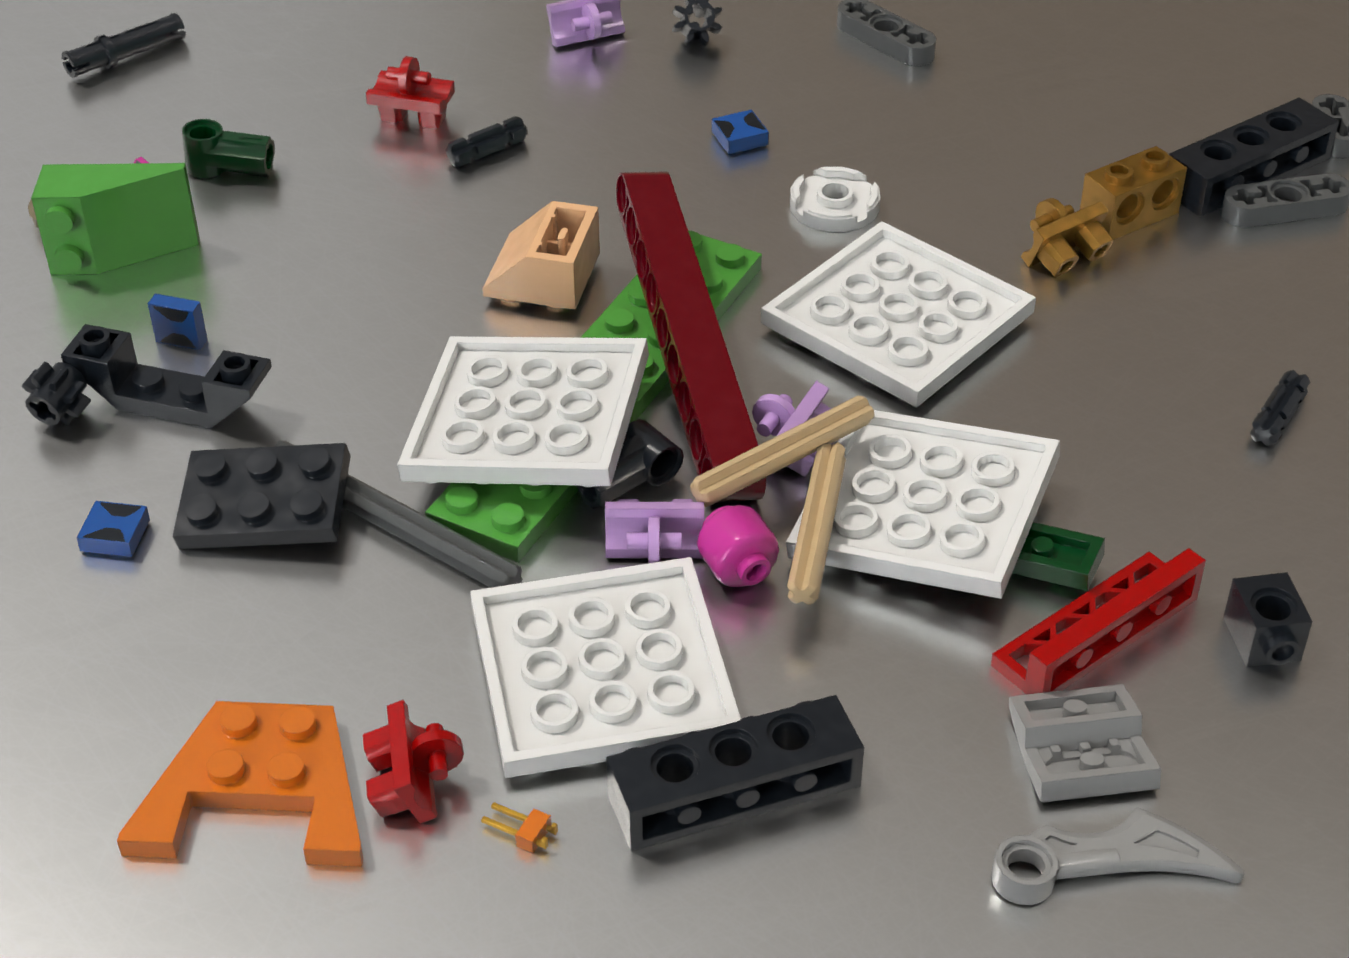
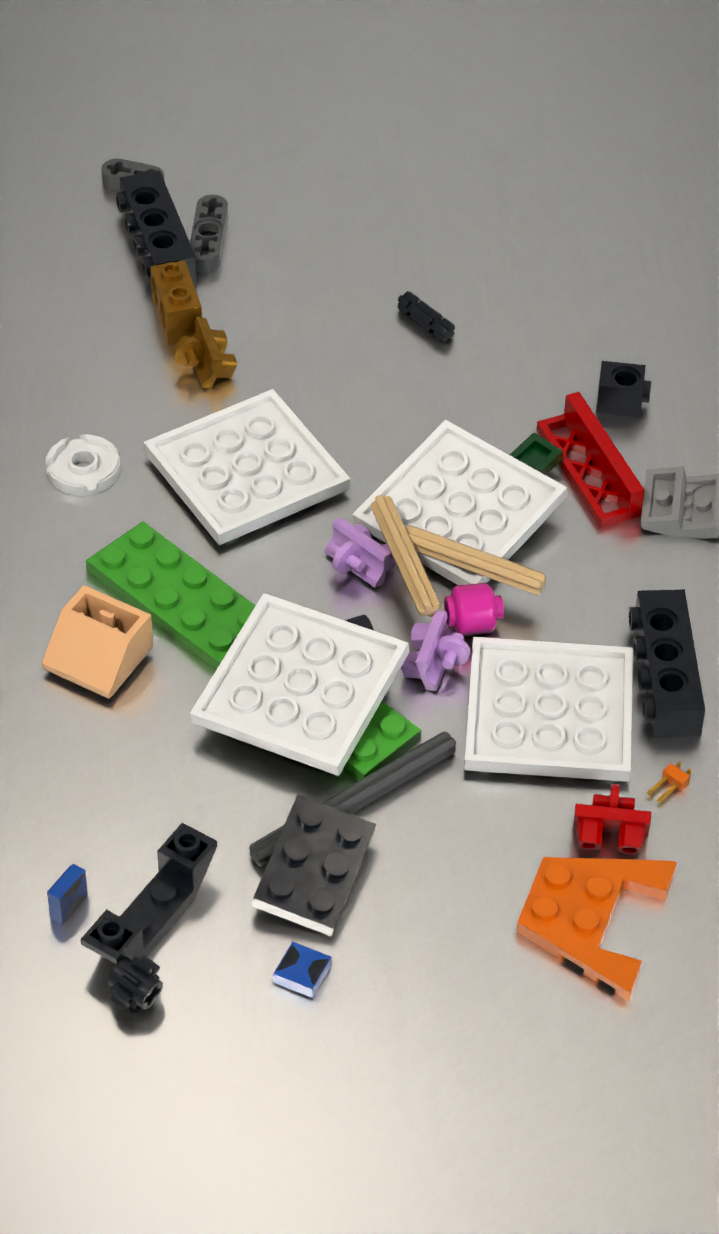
camera: 75 degrees left, 5 degrees up
(685, 325) = (237, 574): dark red beam -> none

